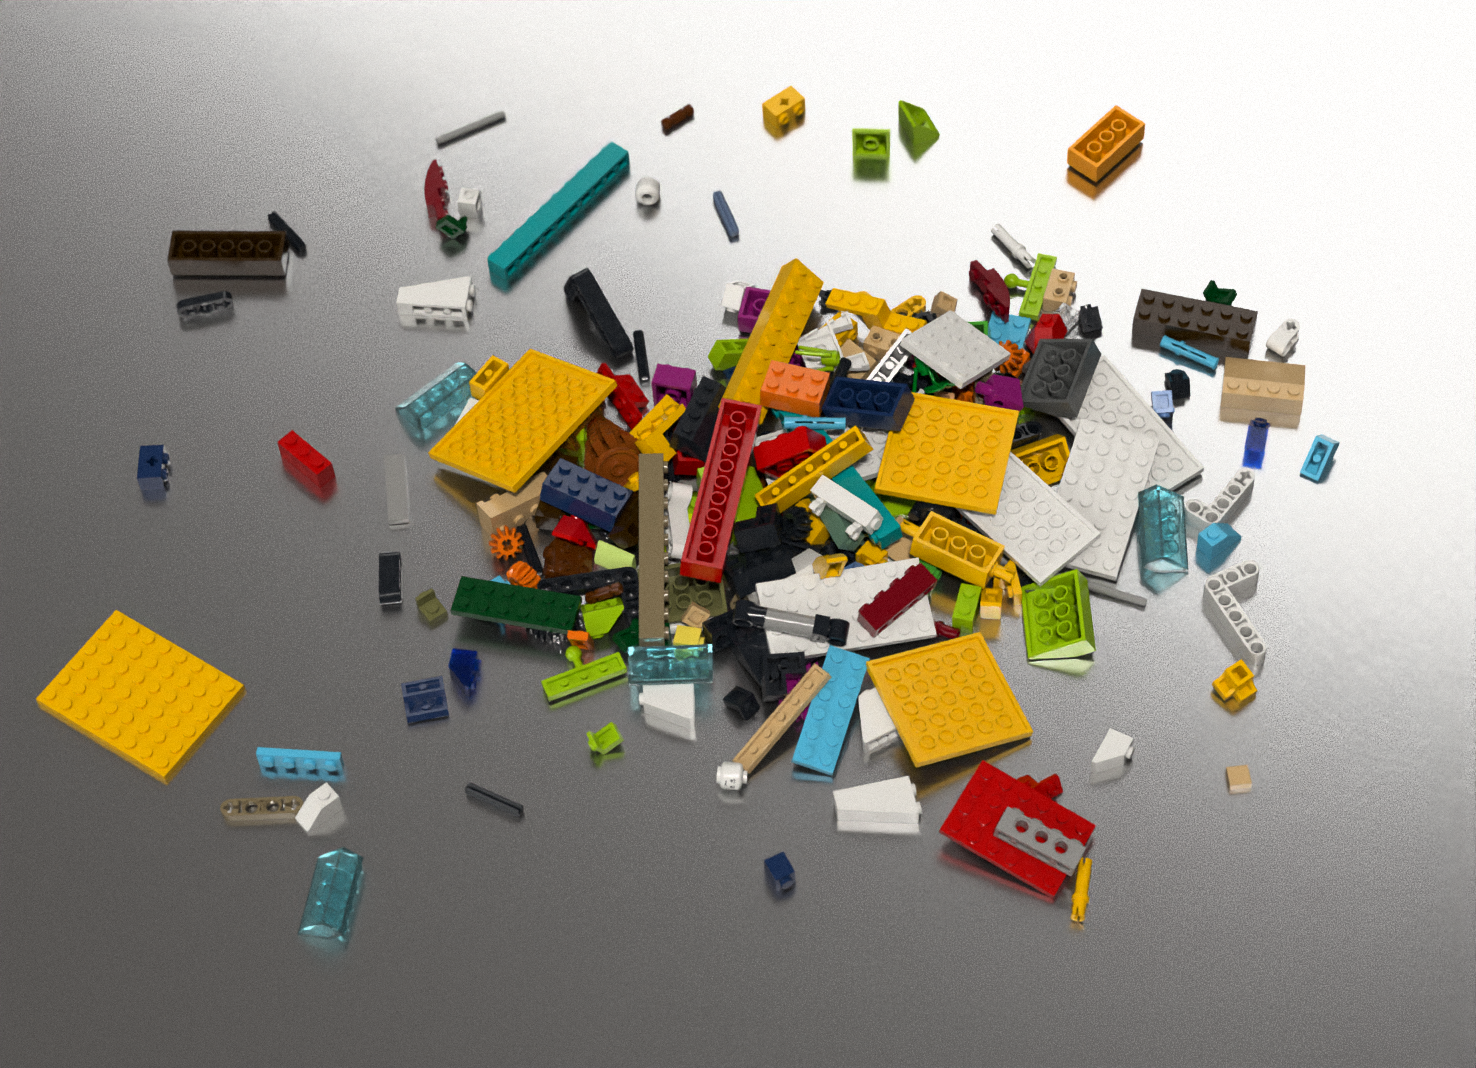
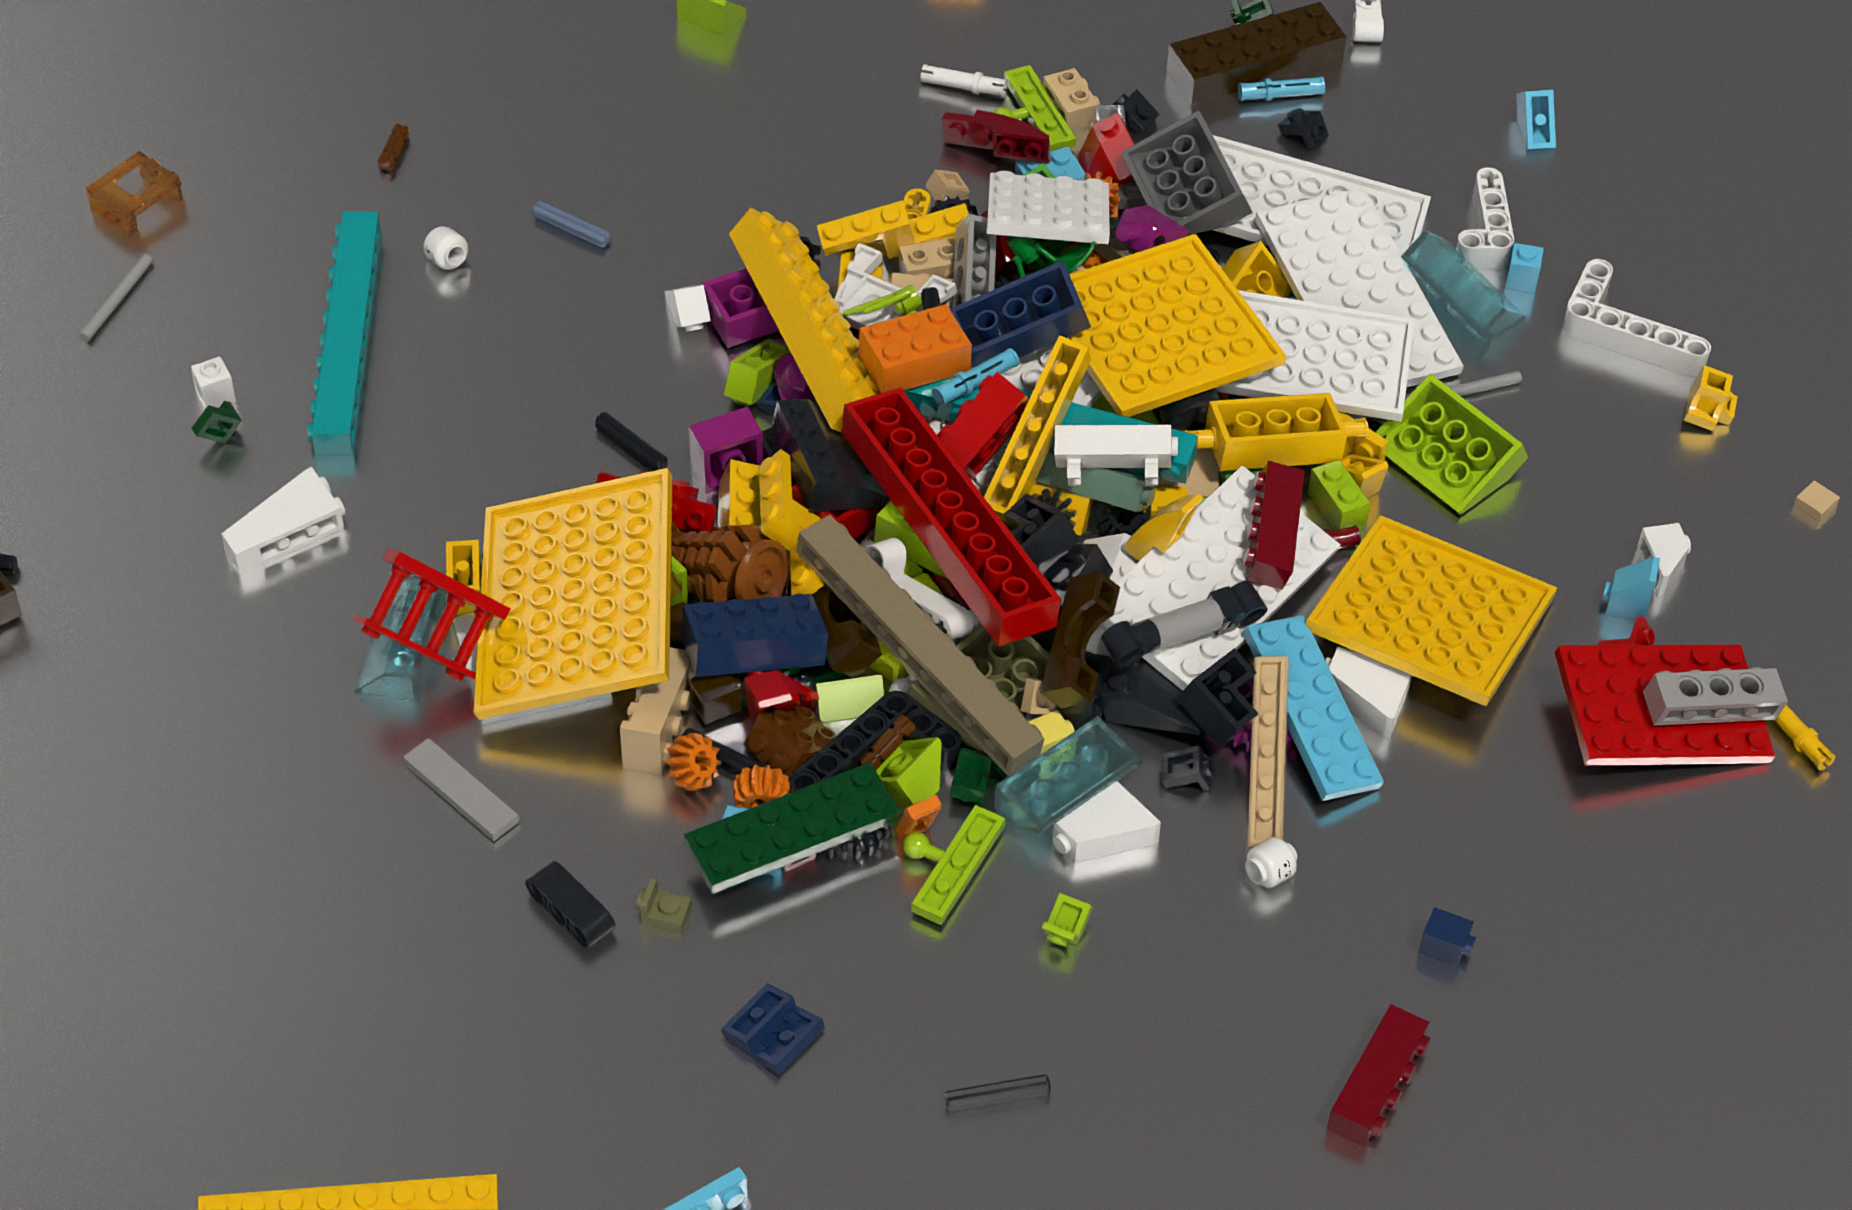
camera: 45 degrees left, 5 degrees down
(152, 467) = (68, 970): dark blue brick -> none
(306, 459) = (296, 824): red brick -> none
(435, 191) = (149, 401): dark red slope -> none
(447, 371) = (429, 583): none -> red fence
(463, 669) = (791, 956): clear blue slope -> none
(512, 74) = (120, 206): none -> clear orange window
(585, 287) = (532, 408): black beam -> none
(675, 914) = (1378, 1076): none -> dark red brick
(745, 584) = (1086, 605): none -> dark brown arch
(783, 107) = (525, 68): yellow brick -> none
(871, 141) = (683, 50): lime slope -> none
(879, 802) = (1474, 779): white slope -> none
(1069, 759) = (1631, 589): none -> medium azure slope
(1162, 403) = (1313, 152): bracket -> none
(1257, 435) = (1450, 131): clear blue slope -> none
(1263, 386) = (1398, 81): tan slope -> none

